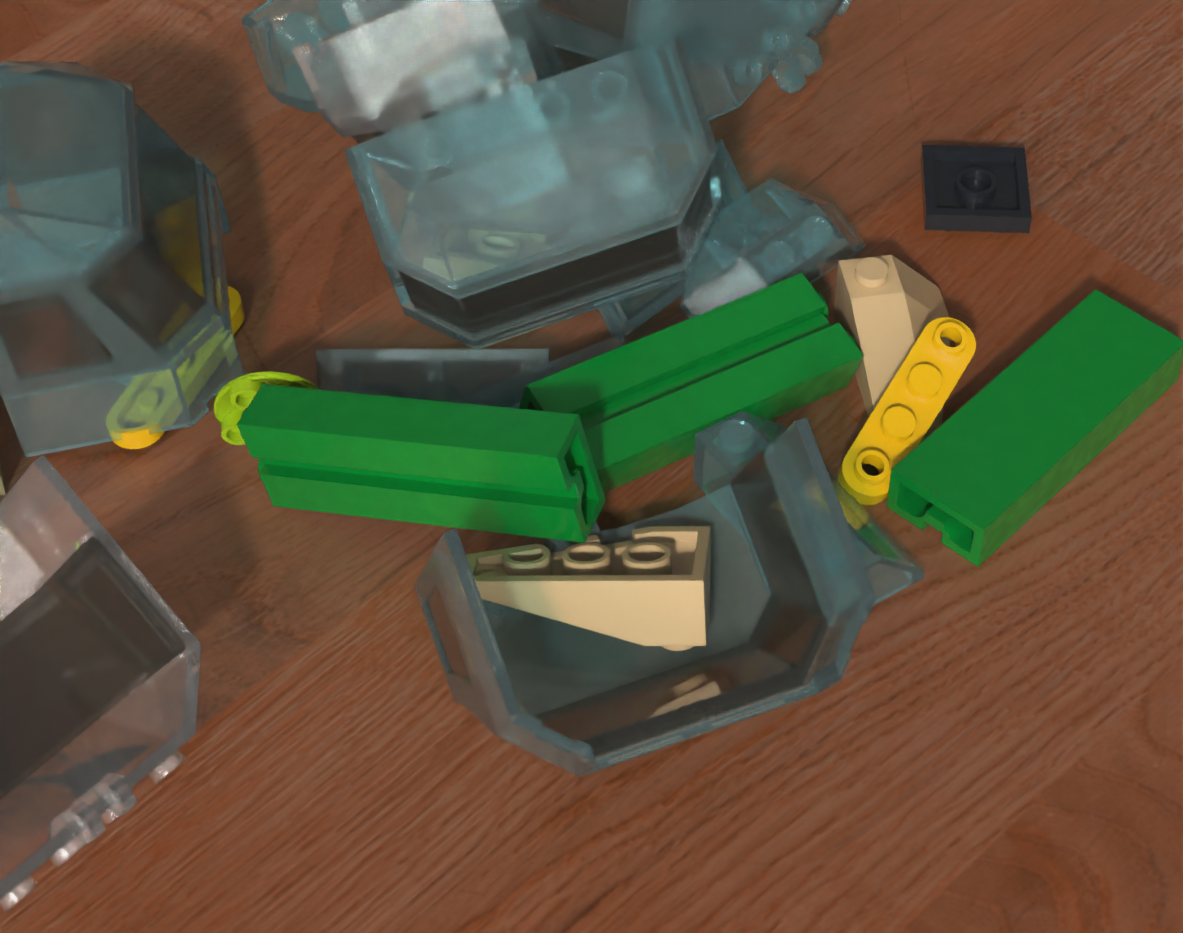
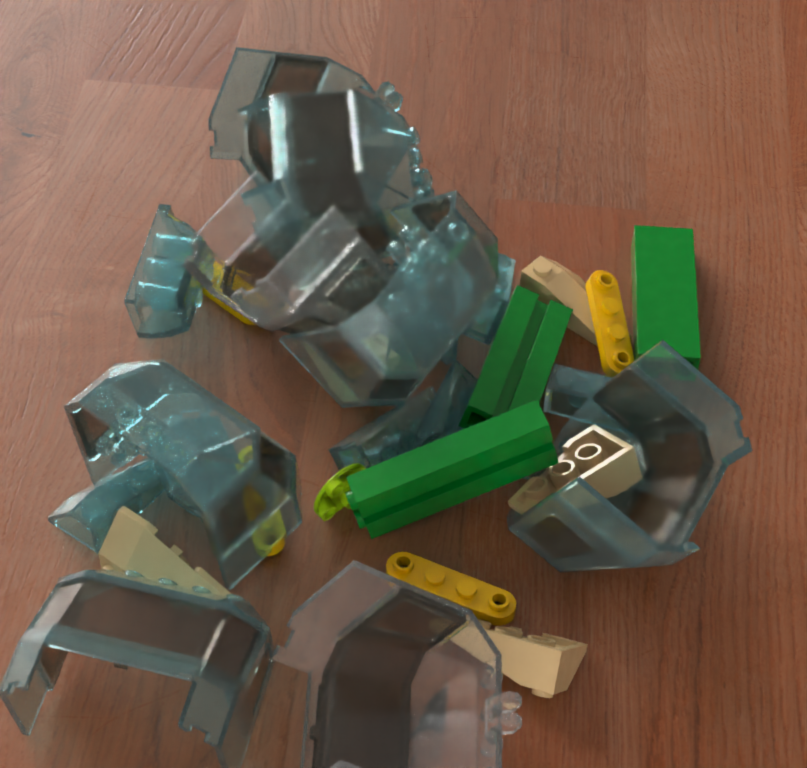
camera: 40 degrees left, 0 degrees up
(275, 769) = (536, 661): none -> tan wedge
(296, 632) = (454, 587): none -> yellow plate
(975, 189) = (528, 206): black plate -> none

